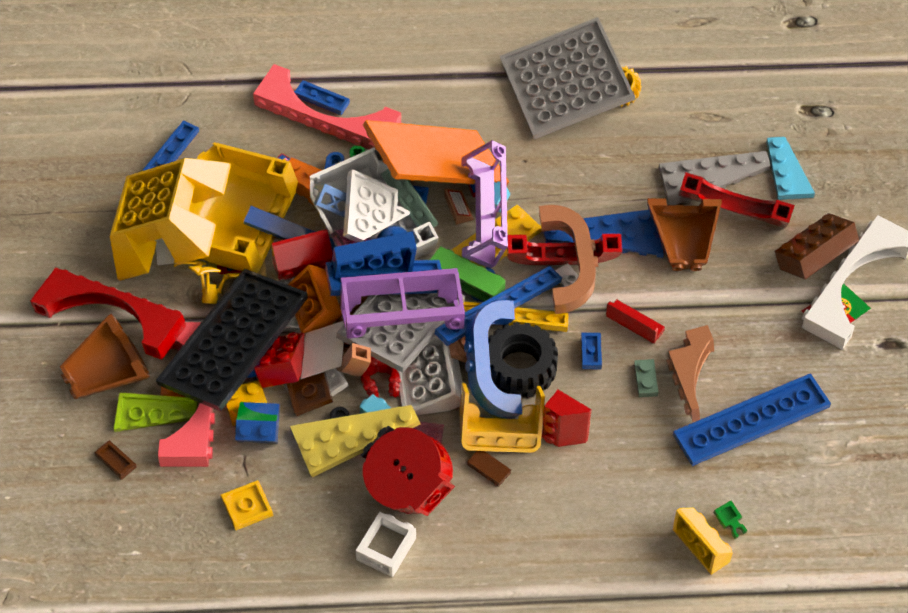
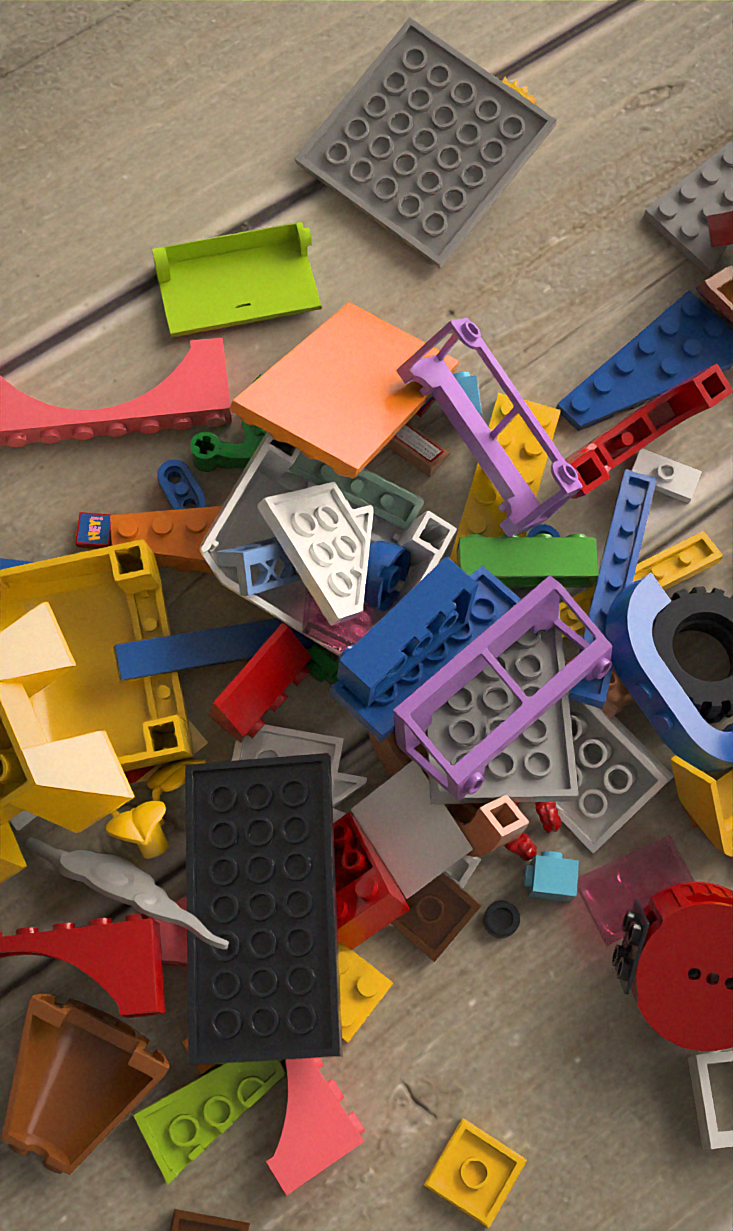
camera: 40 degrees left, 15 degrees up
(182, 300) = (124, 883): none -> light grey piece
(257, 422) = (397, 1023): blue slope -> none
(320, 307) = (320, 726): orange slope -> none
(322, 97) = (72, 378): blue plate -> none
(342, 438) = (541, 964): light yellow wing -> none
(431, 94) = (236, 278): none -> lime door
(566, 220) = (672, 422): nougat arch -> none

